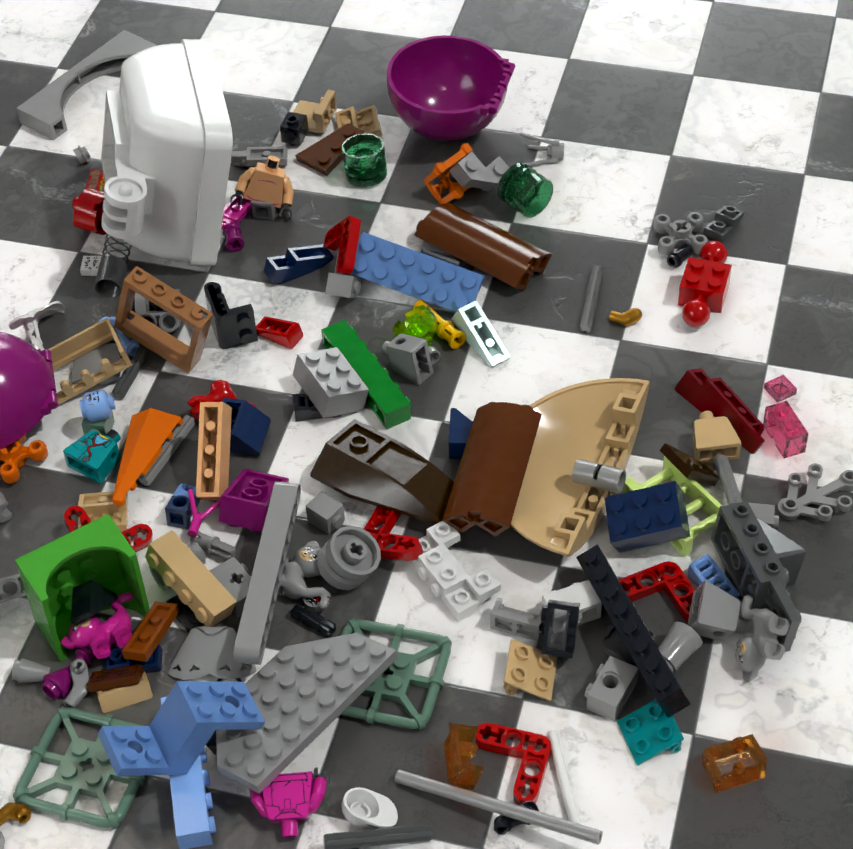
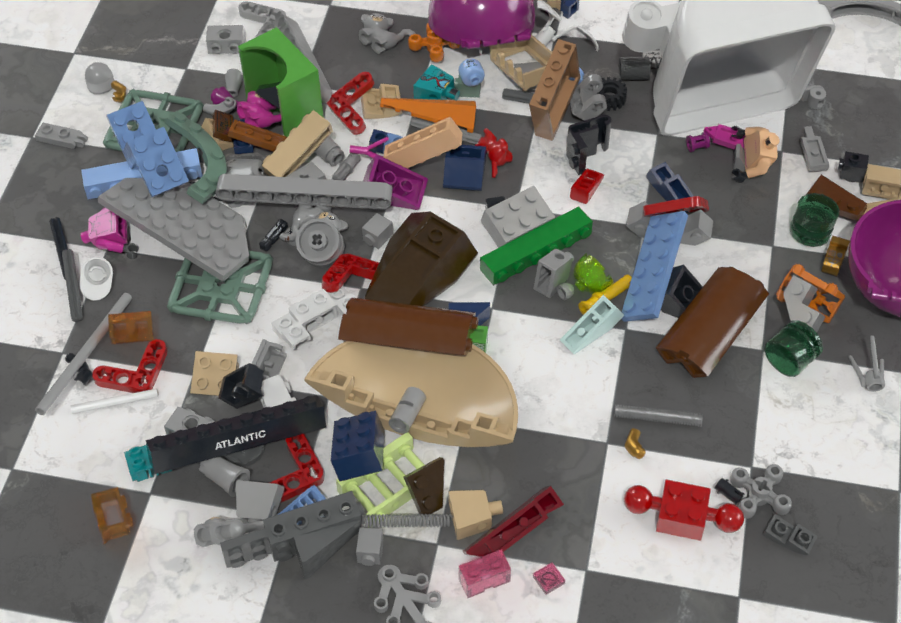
camera: 85 degrees right, 5 degrees up
(134, 701) = (212, 155): none -> sand green plate
(405, 158) = (835, 255): none -> pearl gold leg

